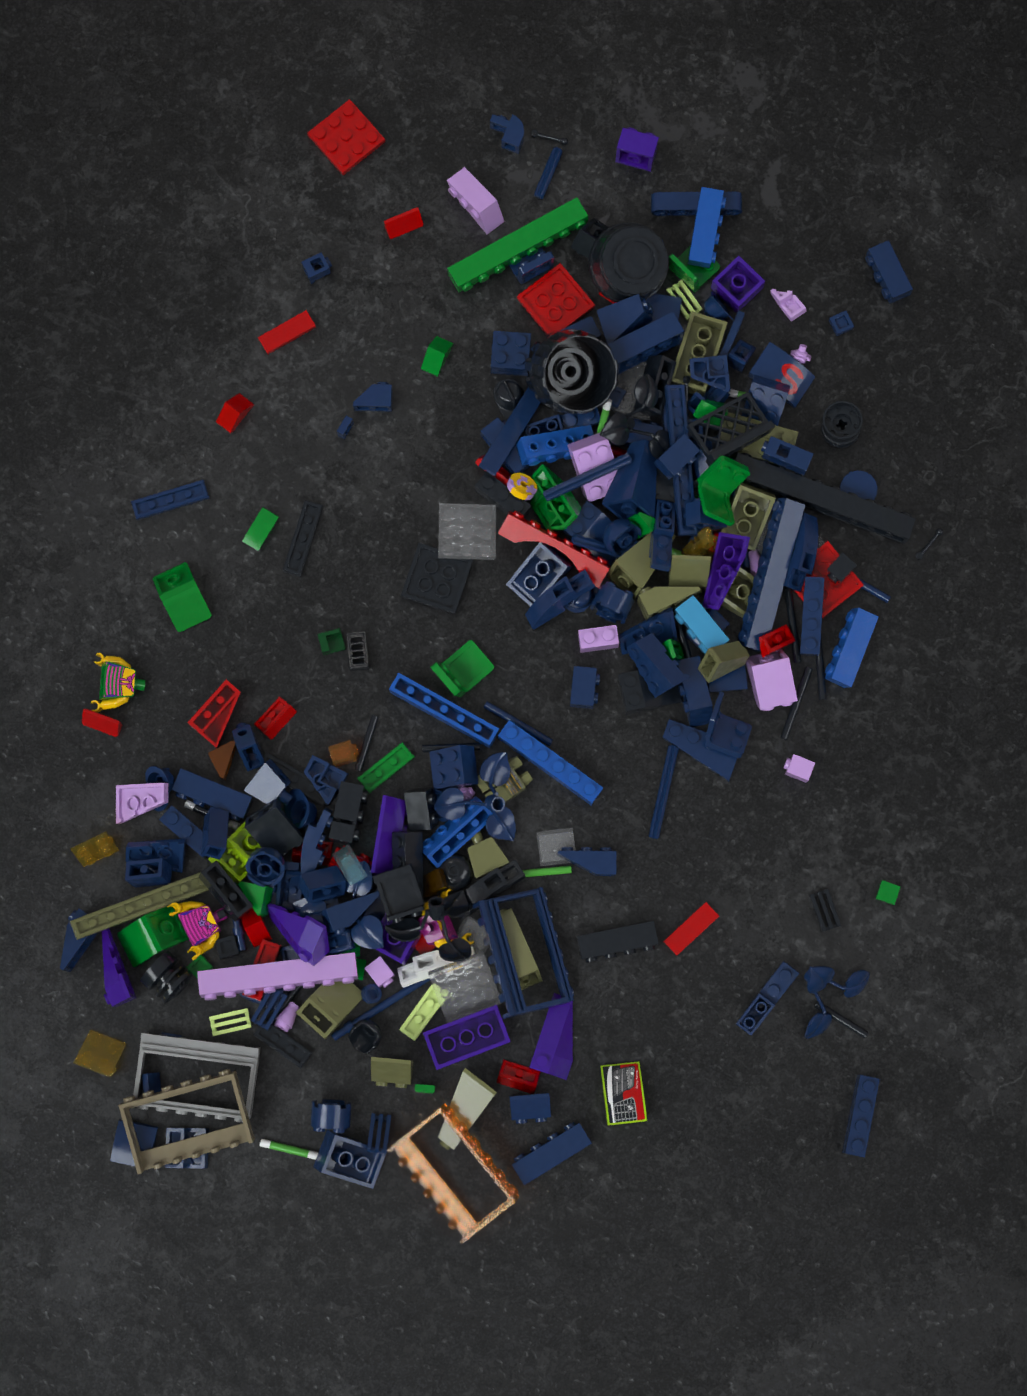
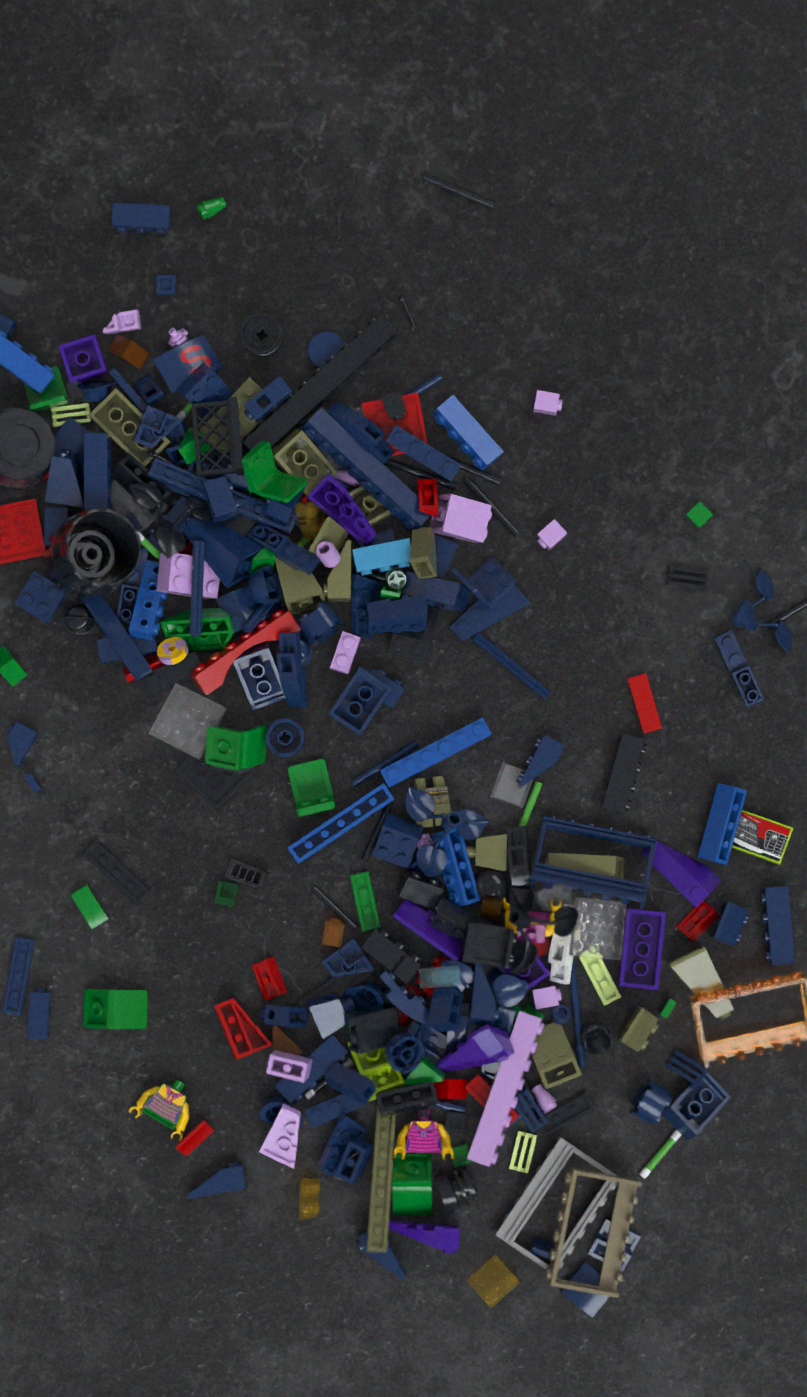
camera: 60 degrees left, 5 degrees up
(76, 768) = (226, 1180): none -> dark blue slope
(144, 533) = (39, 1014): none -> dark blue brick
(203, 771) = (289, 1066): none -> lavender brick
(464, 584) = (235, 748): none -> green piece
(493, 634) = (276, 731): none -> dark blue brick
(561, 671) = (360, 701): none -> dark blue slope
(618, 1054) = (722, 824): none -> blue brick
(677, 574) = (328, 554): none -> lavender brick
(685, 650) = (397, 581): none -> sand green wheel
(765, 320) = (128, 351): none -> reddish brown slope
(915, 704) = (547, 403): none -> lavender brick
(929, 326) = (210, 207): none -> green cone

